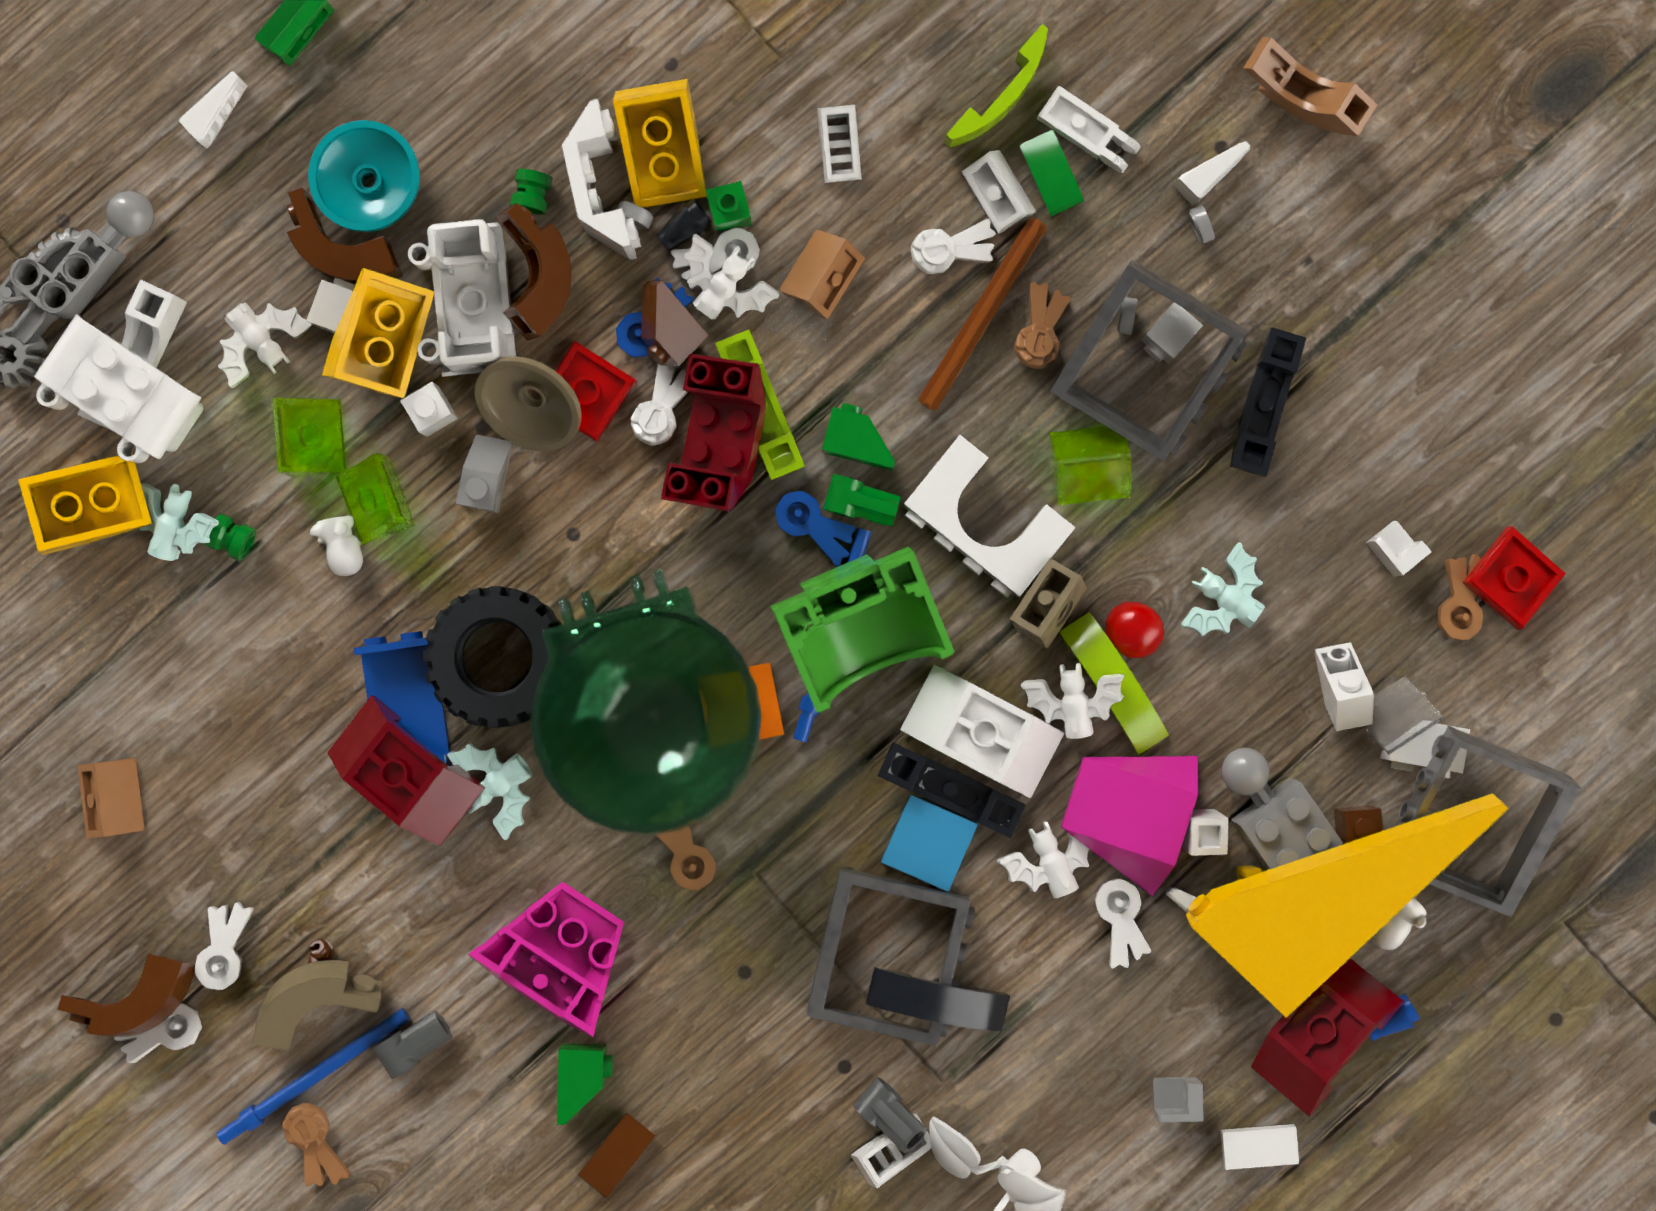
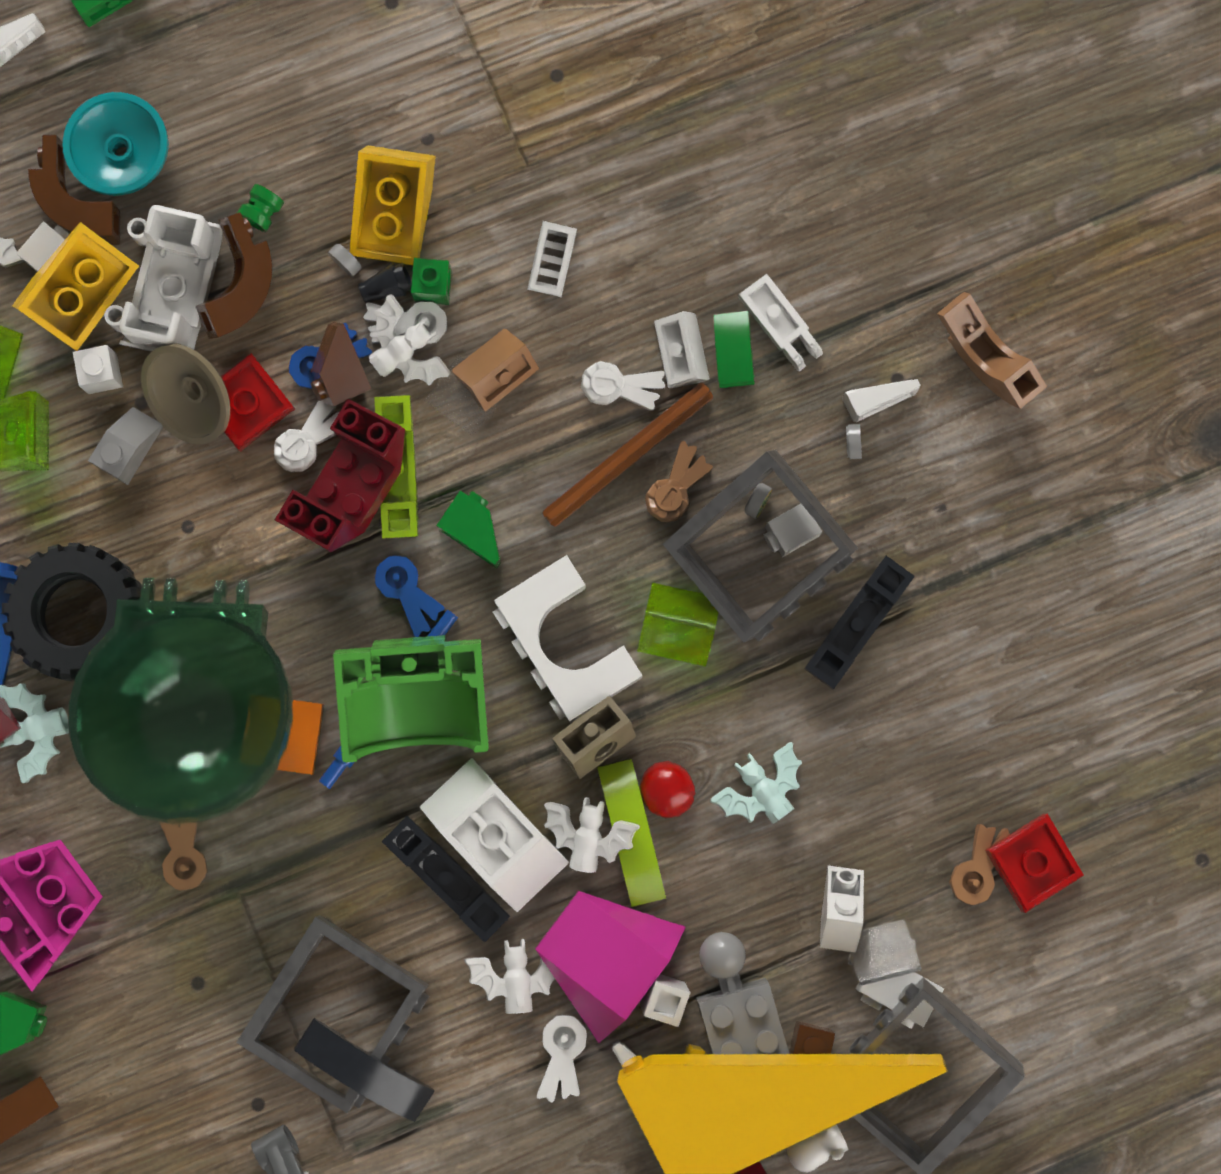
camera: 20 degrees right, 5 degrees down
(590, 139) = (325, 177): white slope -> none
(853, 499) = (451, 581): green piece -> none
(929, 842) = (409, 921): dark azure tile -> none
(972, 124) = (676, 283): lime slope -> none
(1397, 549) = (934, 798): white panel -> none

